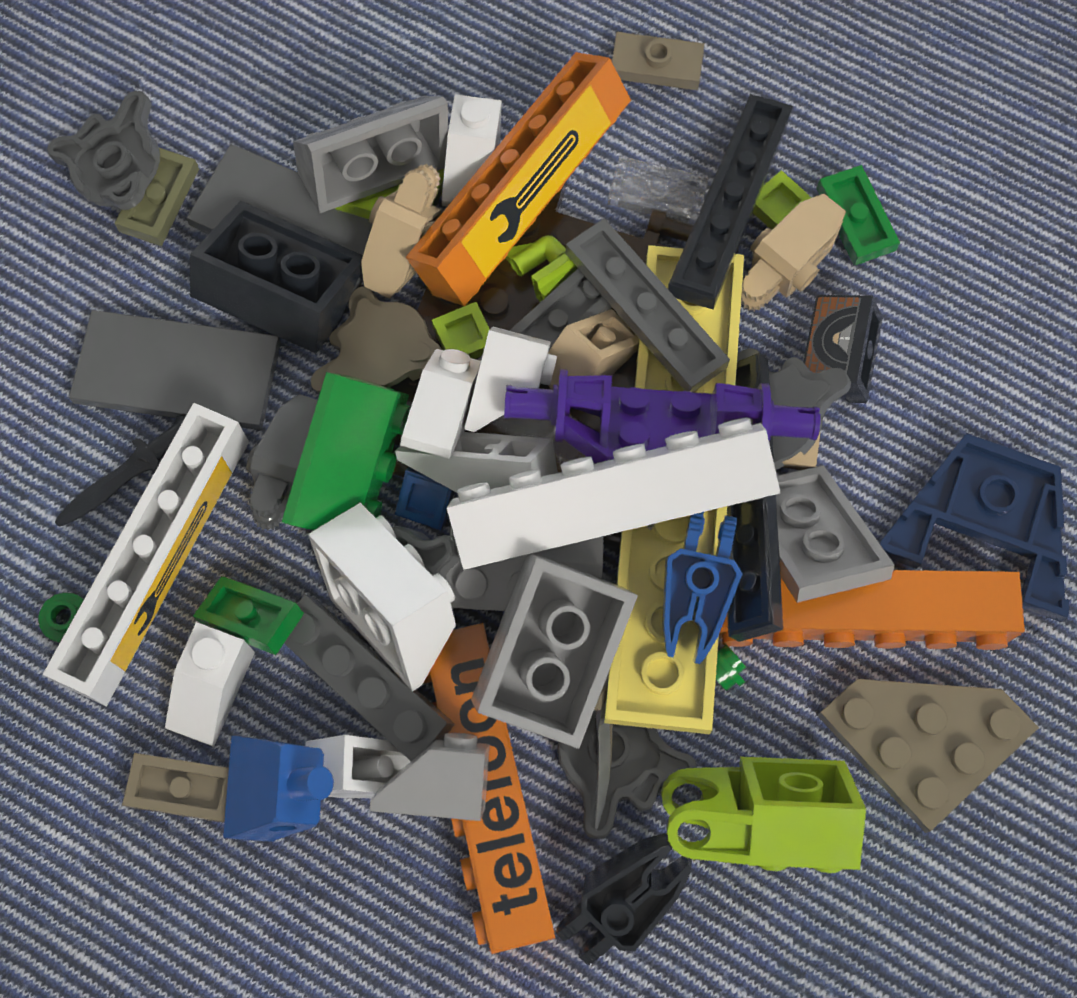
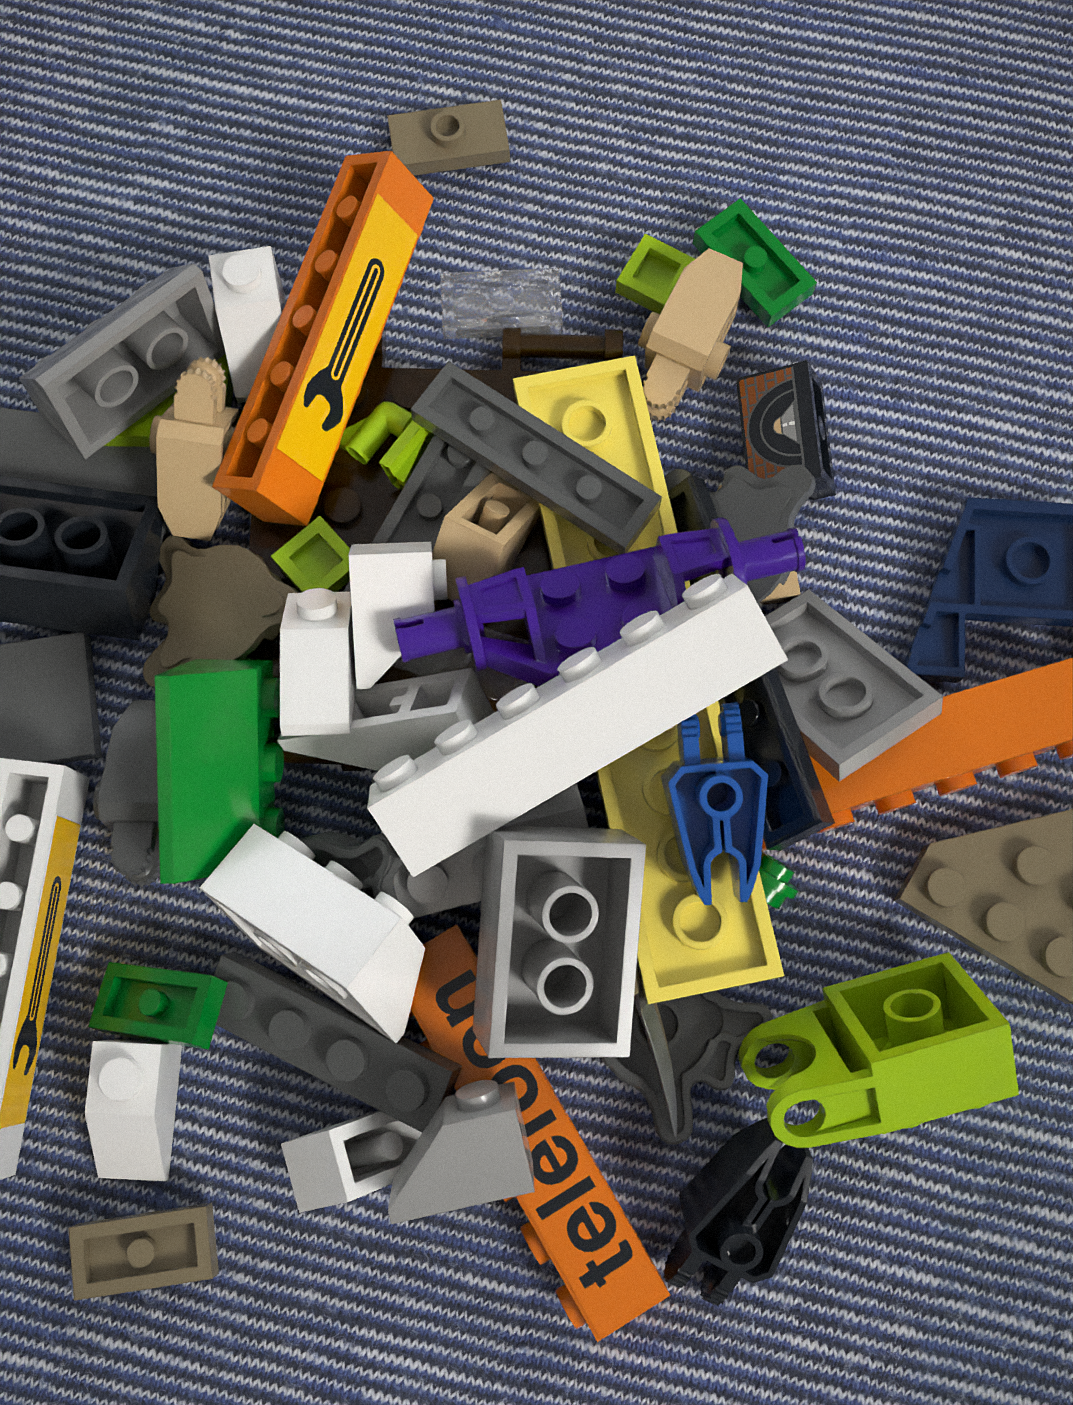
camera: 15 degrees left, 5 degrees up
(273, 789) = (258, 1216): blue torso -> none
(423, 500) = (332, 787): blue tile -> none
(730, 202) = (596, 295): black tile -> none

